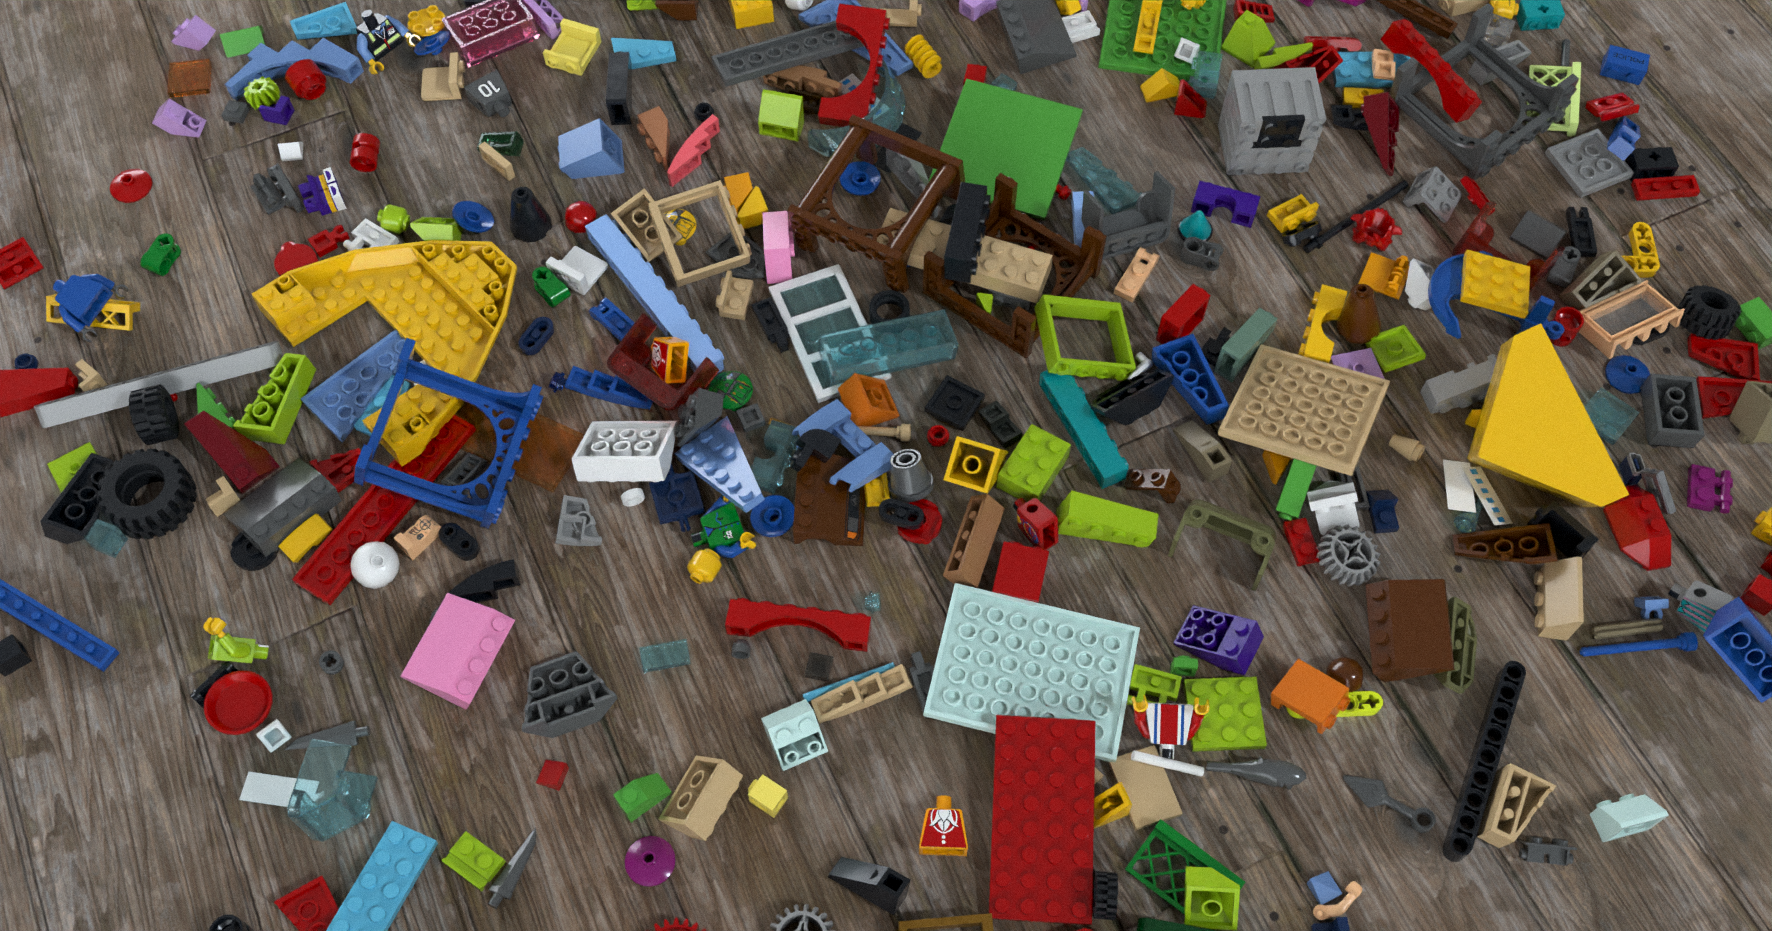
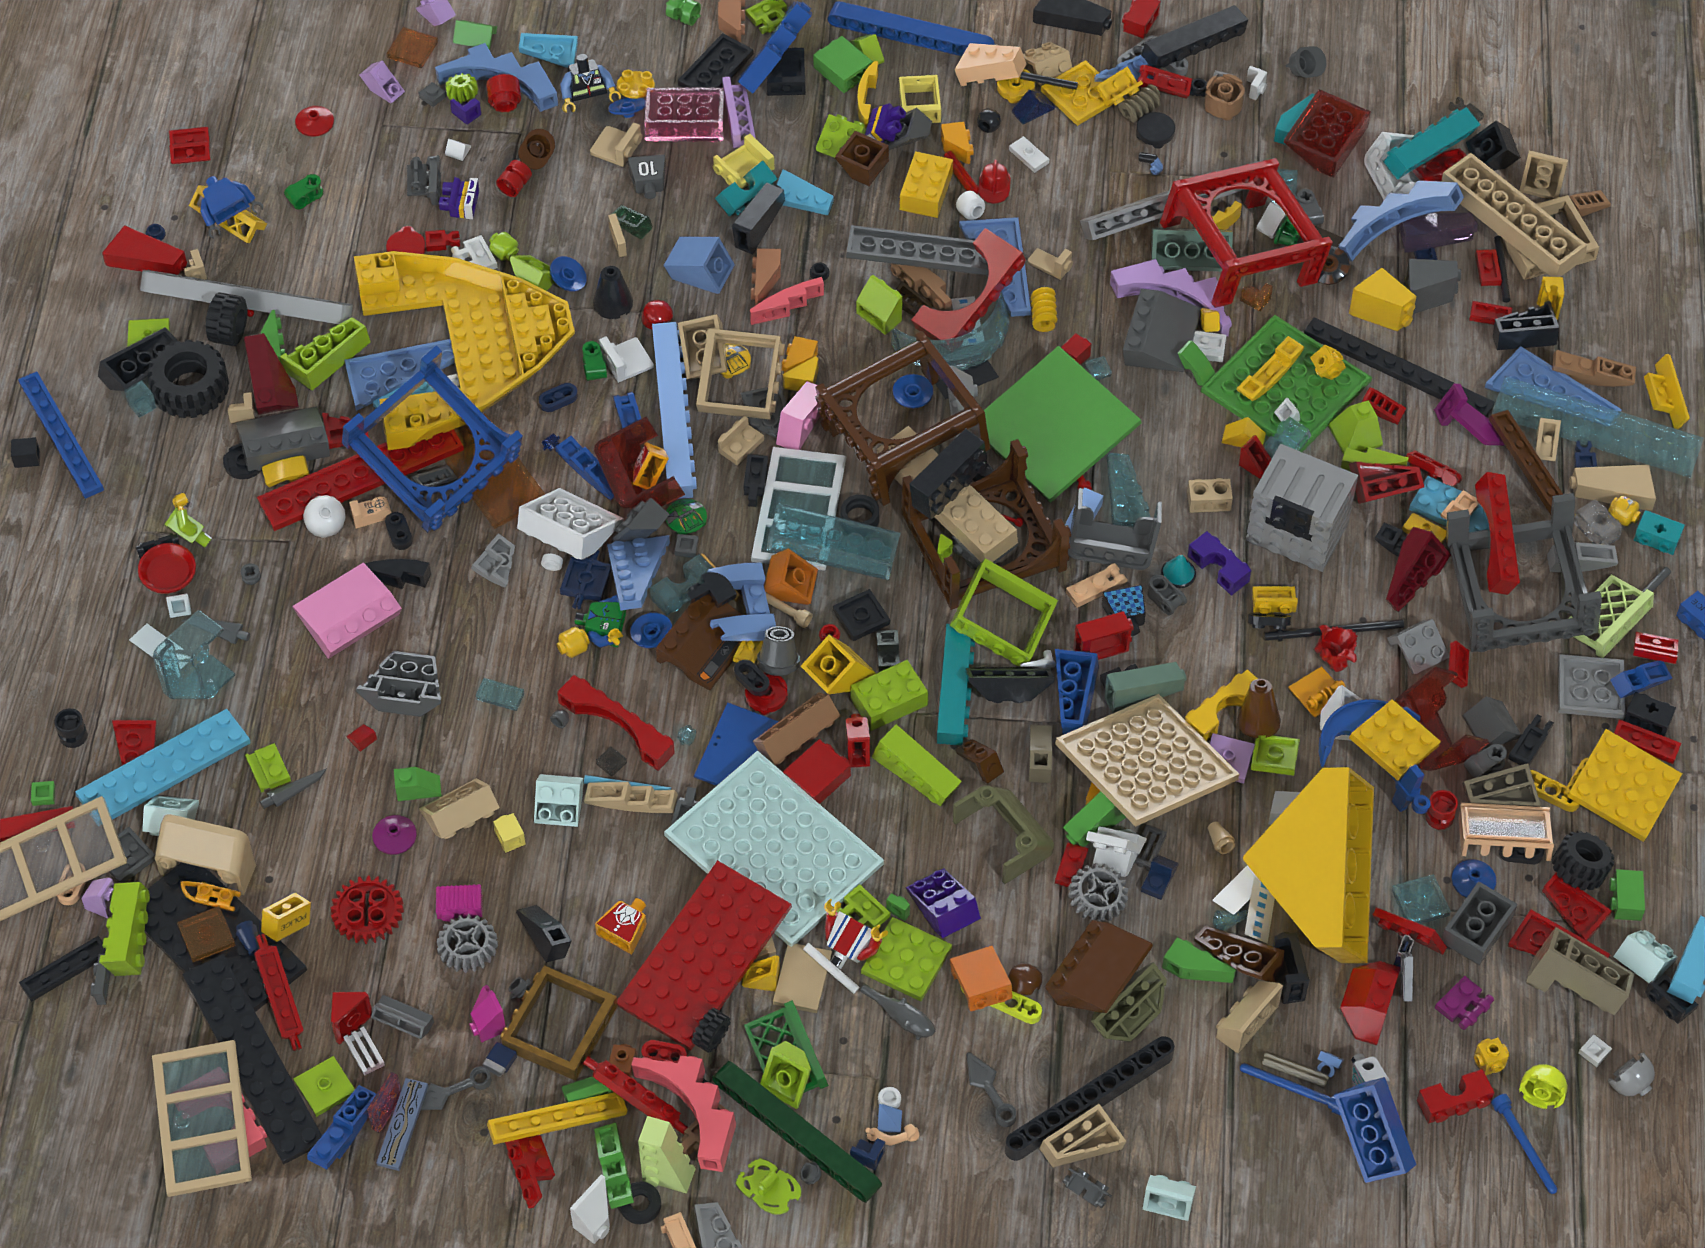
camera: 30 degrees right, 5 degrees down
(371, 115) = (536, 149): none -> reddish brown piece
(586, 80) = (734, 198): none -> teal arch
(765, 899) = (457, 901): none -> dark pink brick
(927, 591) = (736, 733): none -> blue container
(1082, 41) = (1196, 361): none -> bright green slope
(1174, 150) = (1209, 497): none -> tan brick
(1175, 279) = (1127, 600): none -> torso
(1308, 865) = (889, 1096): none -> white tile
(1470, 577) = (1193, 964): none -> bright green slope
(1637, 445) = (1419, 933): none -> red wing
(1680, 232) = (1624, 785): none -> yellow plate

